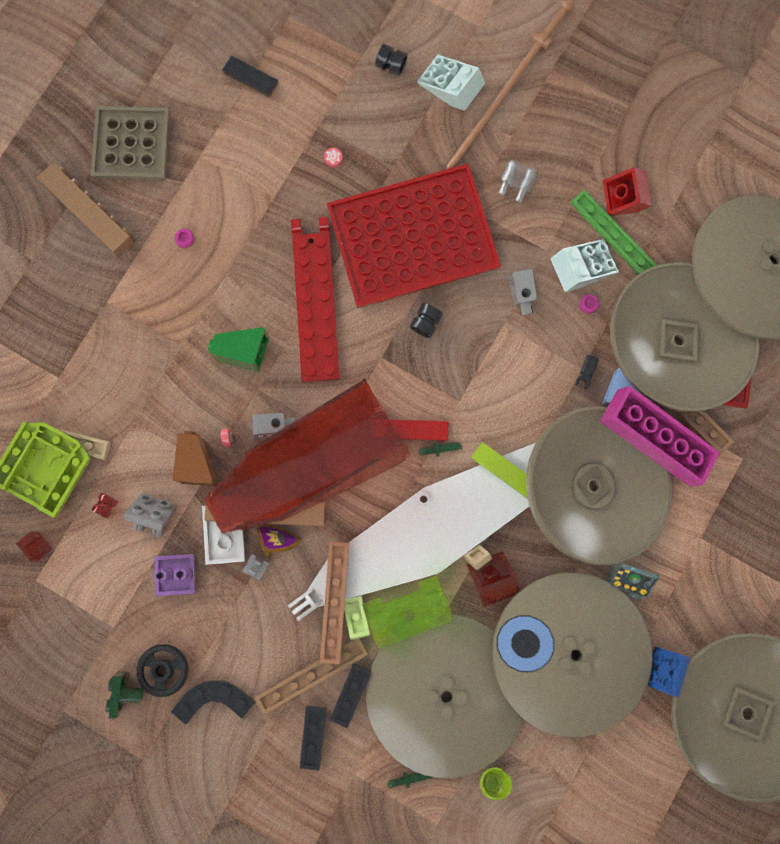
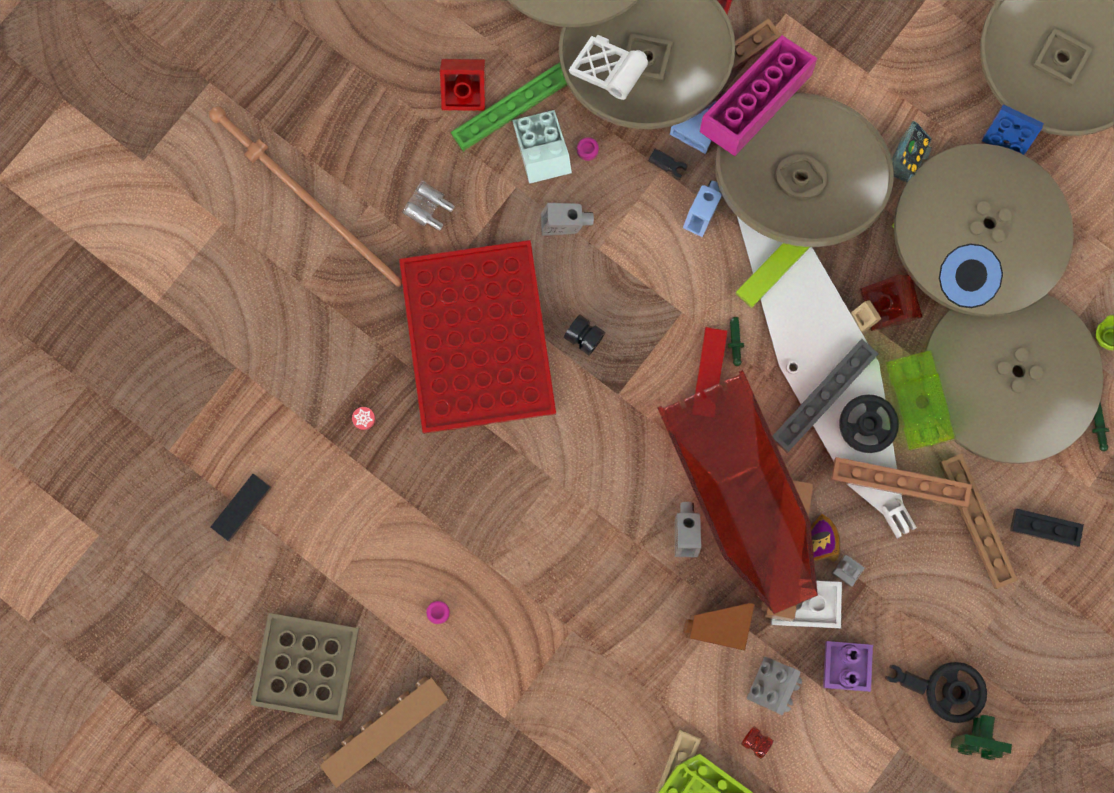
camera: 85 degrees left, 0 degrees up
(169, 628) = (908, 680): none -> black bar
(214, 691) = (984, 638): black plate -> none
(227, 438) = (693, 586): coral tile -> none
(240, 348) = (591, 555): green slope -> none
(315, 303) = (541, 462): red hinge -> none
(350, 695) = (1004, 479): black plate -> none
(356, 618) = (920, 461): yellowish green plate -> none
(391, 60) = (252, 331): black wheel -> none
(399, 569) = (884, 437): none -> black wheel
(402, 528) = (824, 395): none -> dark grey plate
(452, 81) = (290, 263): light aqua slope -> none
(550, 404) = (703, 208): none -> light blue torso
(657, 314) = (624, 72): none -> white piece

